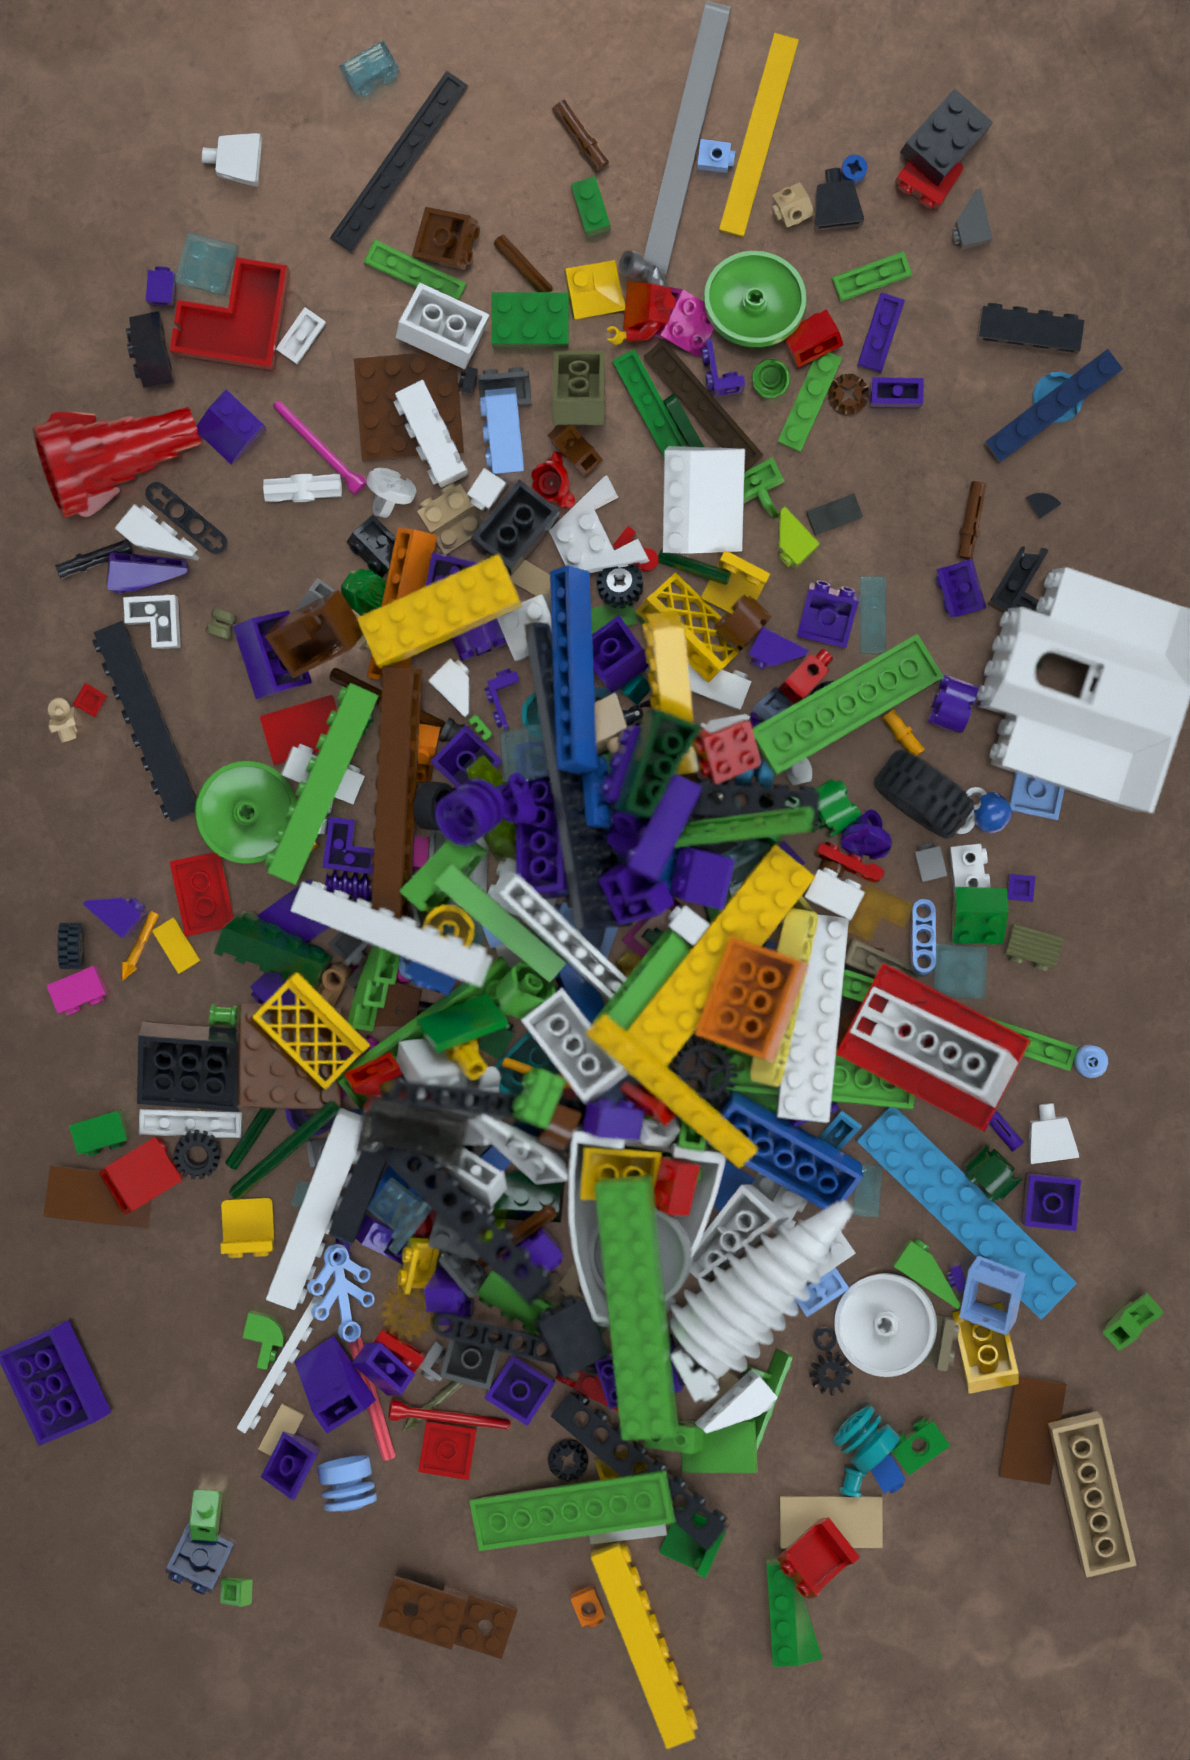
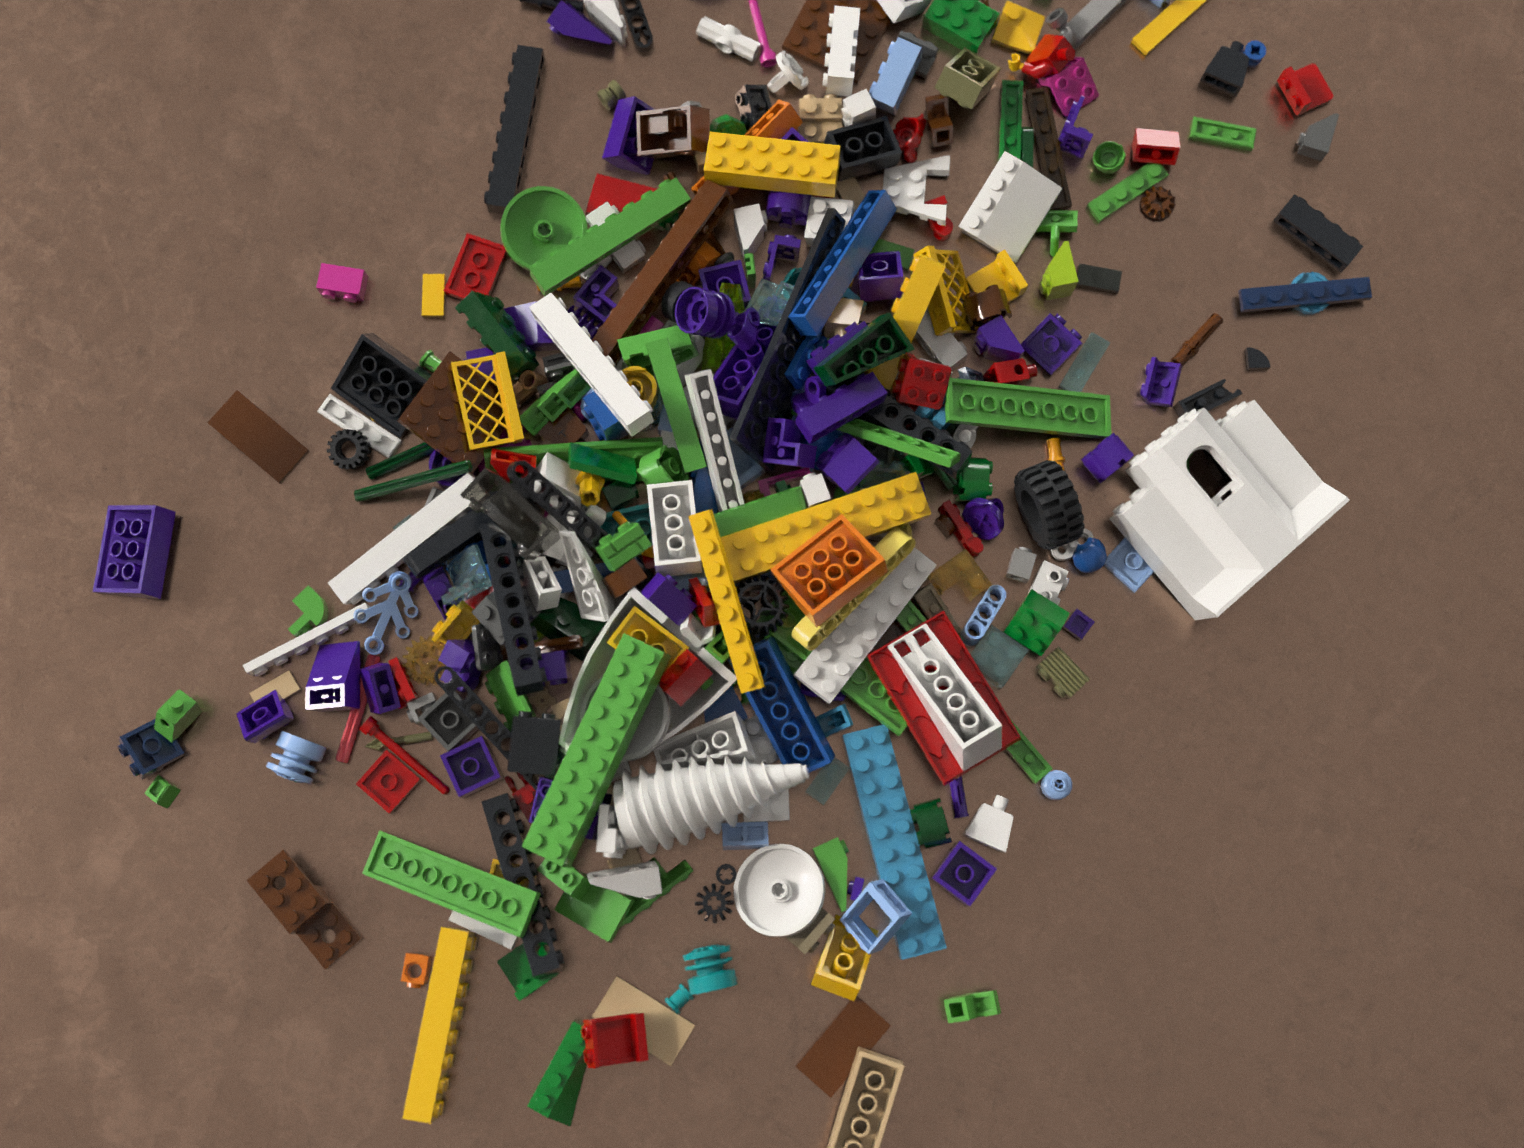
camera: 25 degrees right, 10 degrees down
(62, 719) = (457, 91): tan hips -> none
(70, 945) = (357, 246): black wheel -> none
(90, 700) = (485, 94): red tile -> none
(99, 1132) = (289, 391): green brick -> none
(118, 914) = (406, 243): dark purple slope -> none
(128, 966) = (389, 289): light orange piece -> none
(140, 1175) = (297, 437): red brick -> none
(161, 613) = (571, 61): white brick -> none
(247, 1227) = (350, 524): yellow bracket -> none
(468, 381) = (890, 34): black plate -> none
(565, 1448) = (484, 849): black gear -> none
(623, 591) = (905, 234): black wheel -> none
(636, 689) = (879, 308): teal tile -> none
(694, 567) = (974, 253): dark green axle -> none
(755, 299) = (1130, 96): bright green dish -> none
(792, 205) = (1195, 50): tan brick -> none
(833, 893) = (936, 540): white brick -> none
(880, 333) = (1206, 175): dark purple tile -> none
(888, 1475) = (710, 1008): blue brick -> none
(896, 392) = (1195, 217): dark purple brick -> none
(934, 1445) = (761, 1007): green brick -> none
(946, 137) = (1334, 67): black brick -> none

